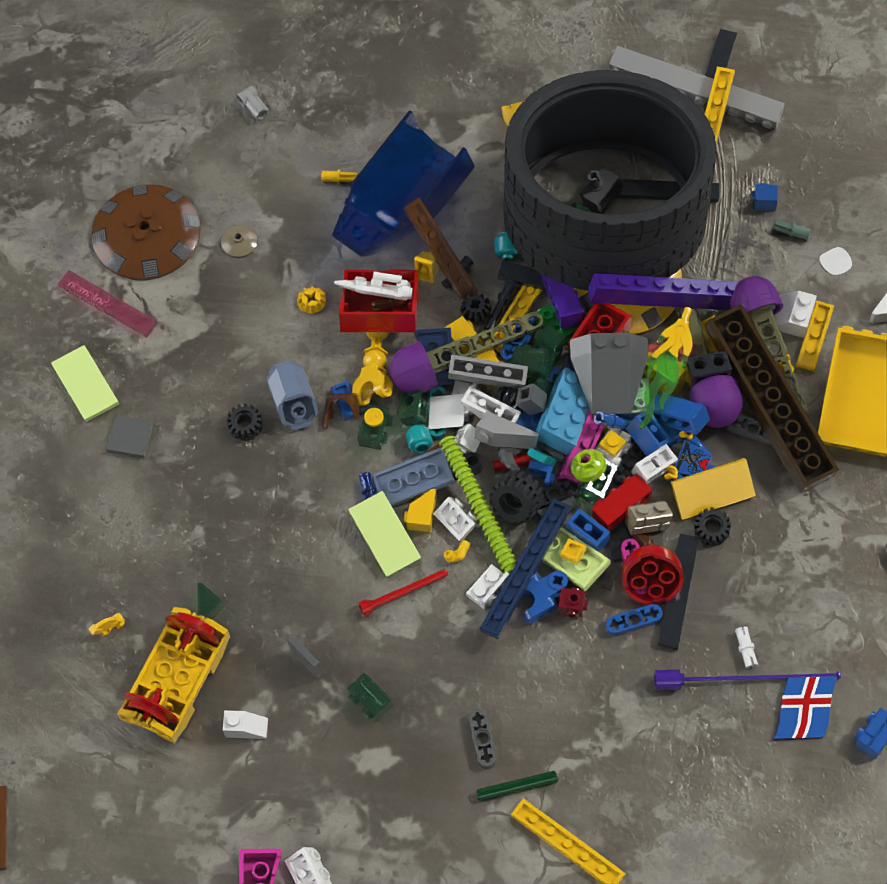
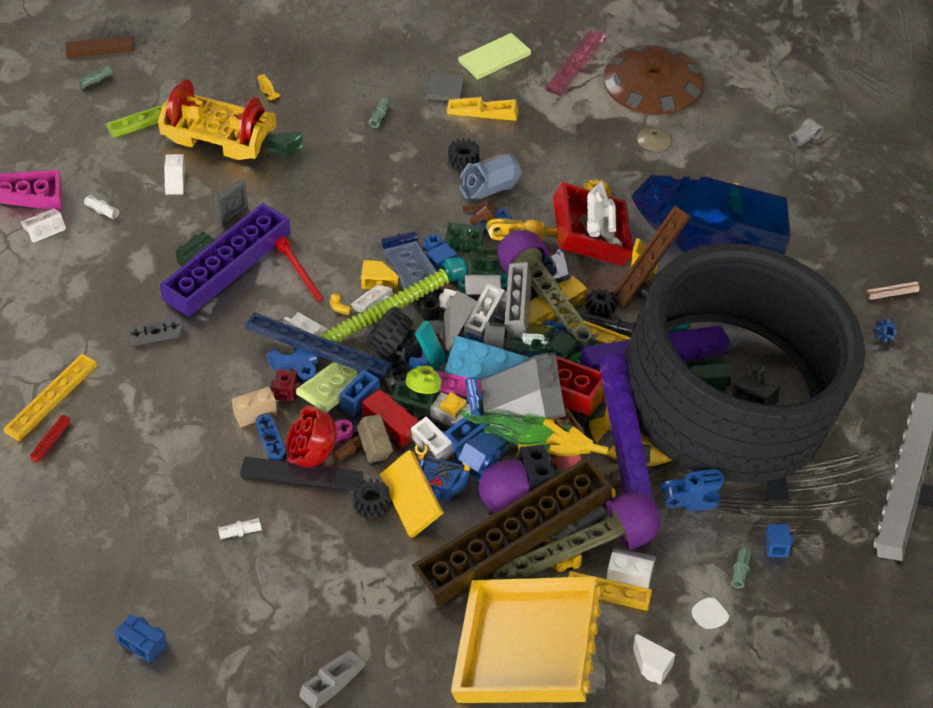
camera: 80 degrees right, 15 degrees down
(62, 837) = (95, 77): none -> sand green pin
(139, 770) = (134, 122): none -> lime tile
(165, 505) = (379, 112): none -> sand green pin
(172, 399) = (477, 108): none -> yellow slope
(285, 807) = (101, 207): none -> white pin
(374, 417) = (469, 230): yellow piece -> none
(384, 534) = (351, 251): yellowish green tile -> none
(385, 456) = (432, 242): none -> blue gear
(390, 663) = (224, 259): none -> dark purple brick
(401, 448) = (440, 254): none -> blue brick
(473, 66) = (892, 290): none -> medium nougat axle
(517, 785) = (109, 358): dark green axle -> none
(527, 78) = (884, 330): none -> blue gear
(573, 551) = (336, 380): yellow tile -> none
(597, 633) = (253, 404): none -> tan brick
(627, 840) = (49, 439): none -> red axle
(718, 250) = (694, 491): none -> blue piece
(719, 98) = (866, 484): yellow plate -> none
(803, 704) = (180, 578): flag -> none

